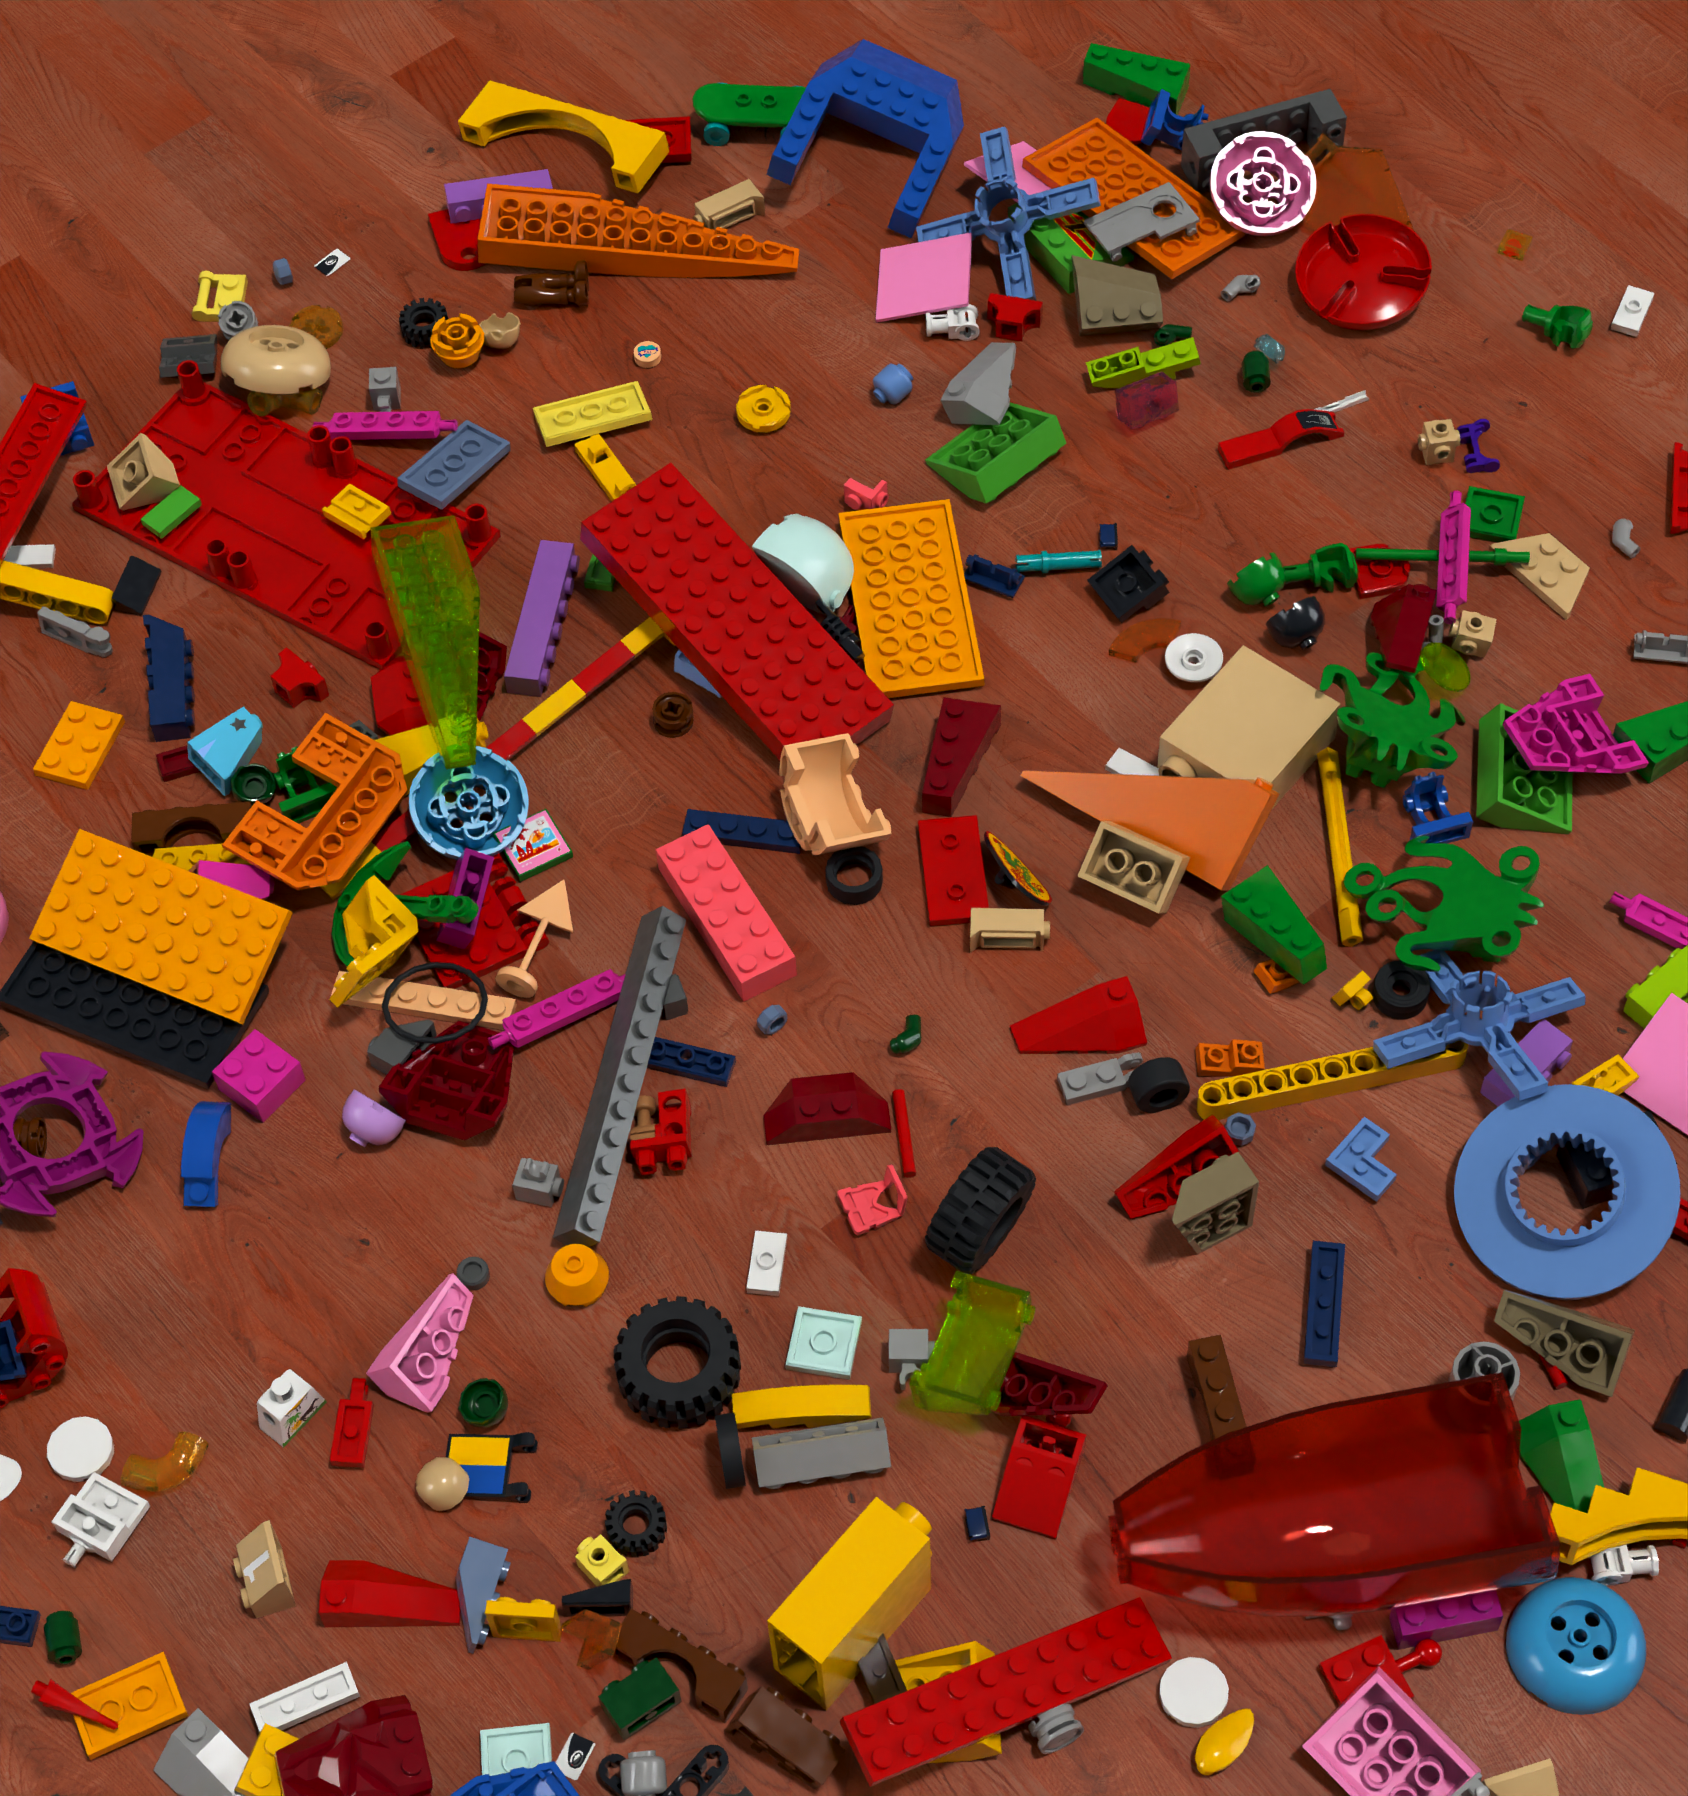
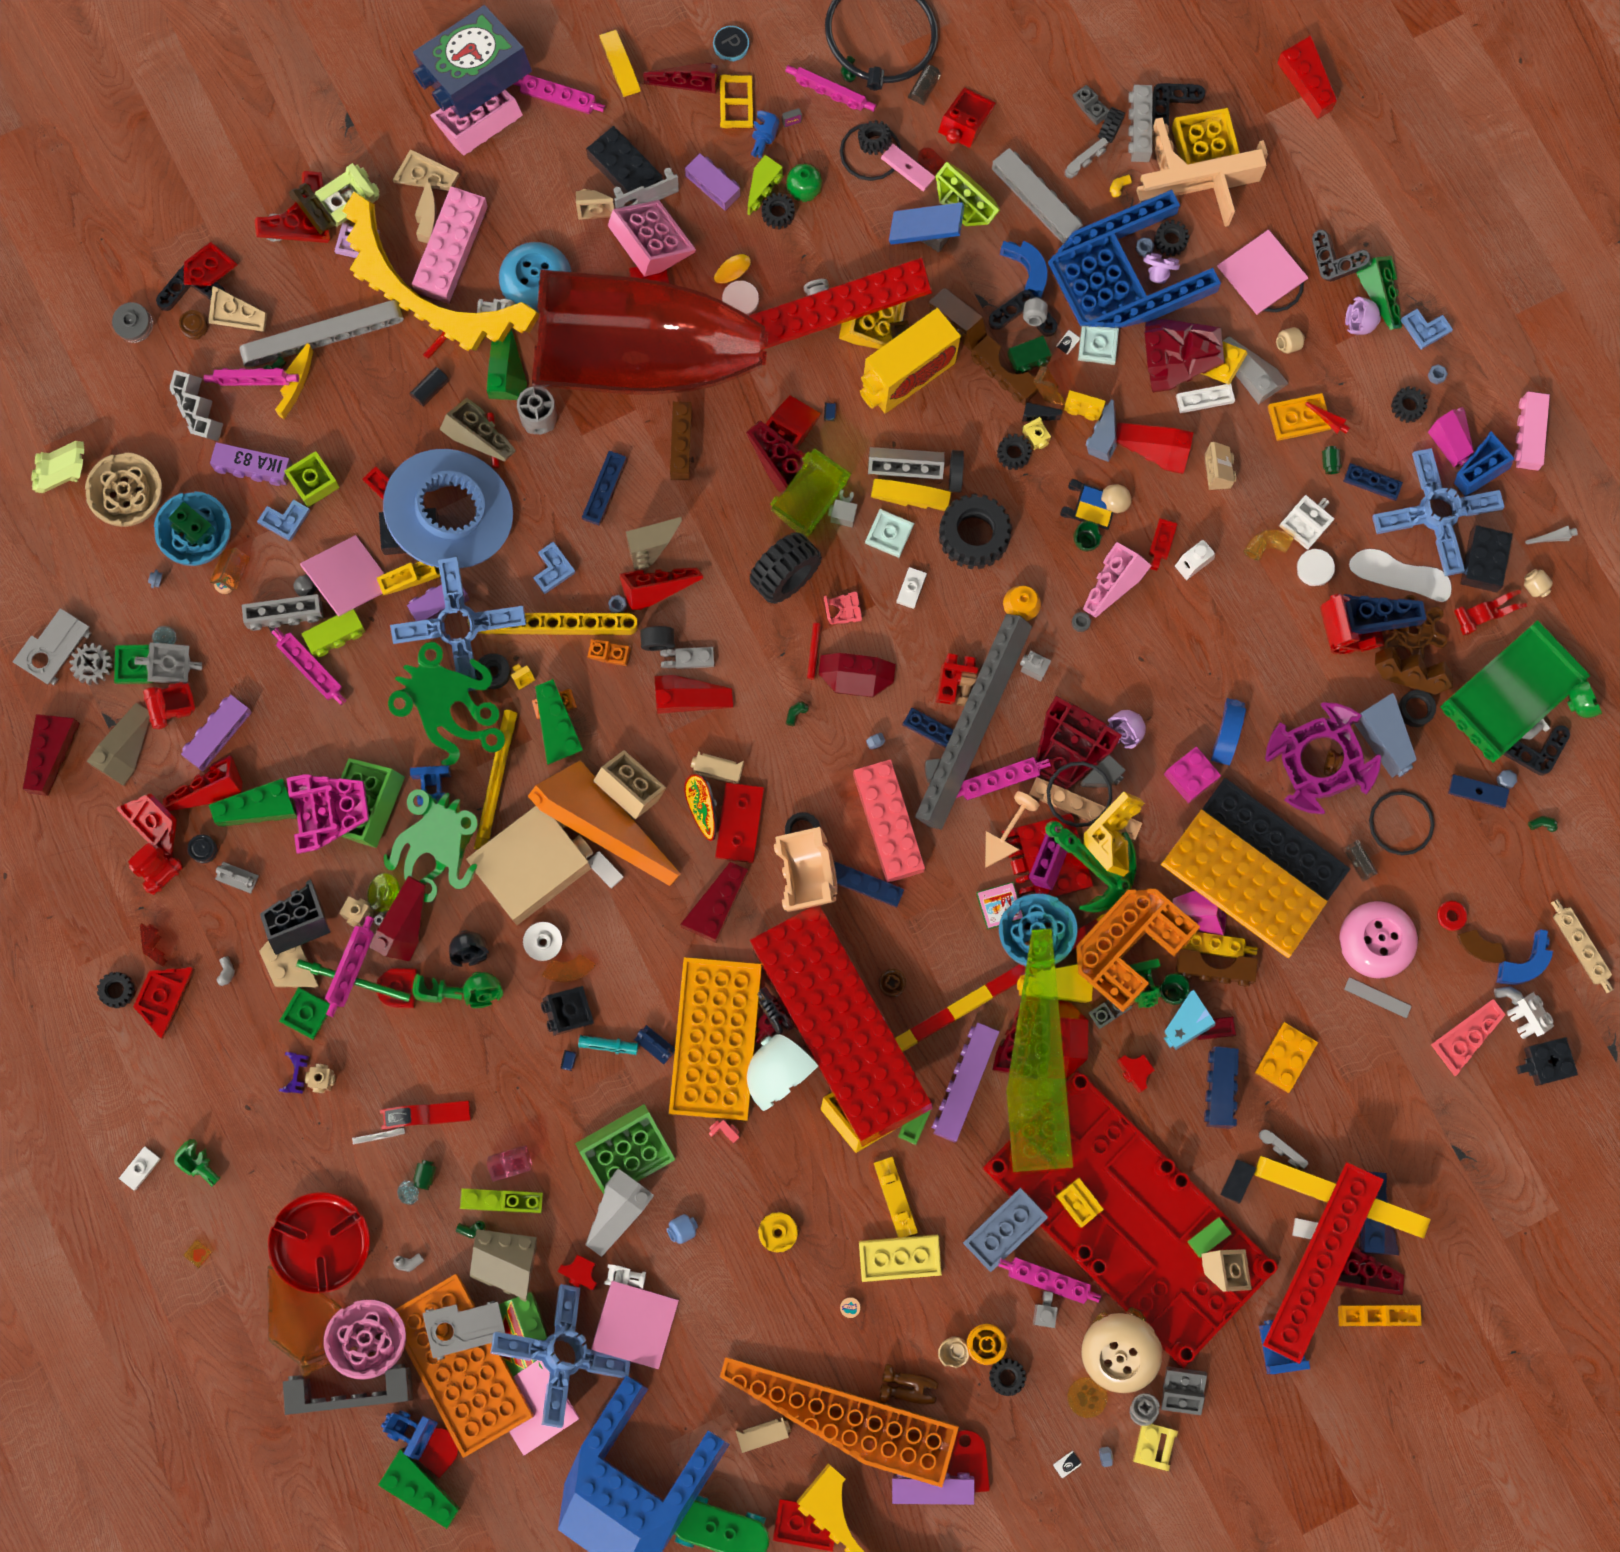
camera: 175 degrees left, 20 degrees up
(1555, 603) = (295, 920): none -> black wedge

